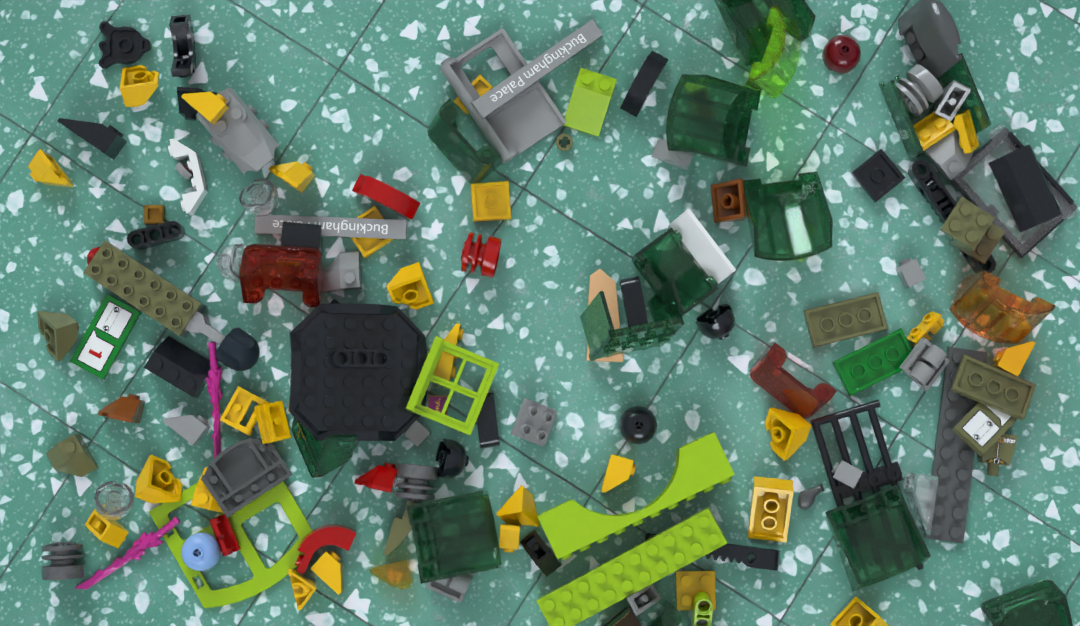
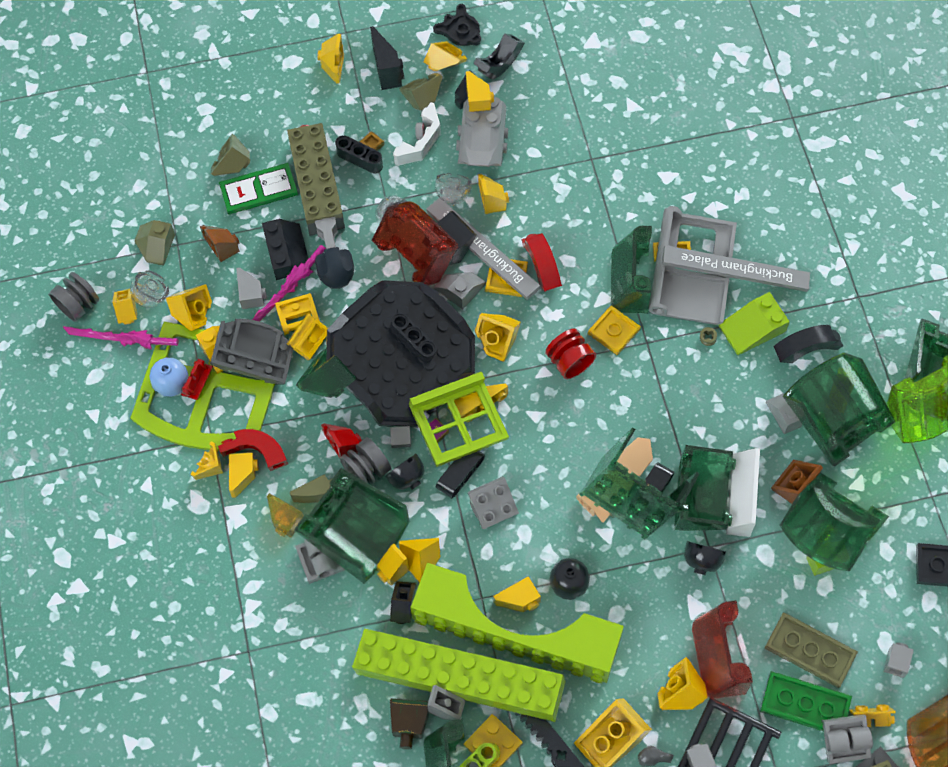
camera: 45 degrees right, 20 degrees down
(150, 133) = (422, 91): none -> olive slope

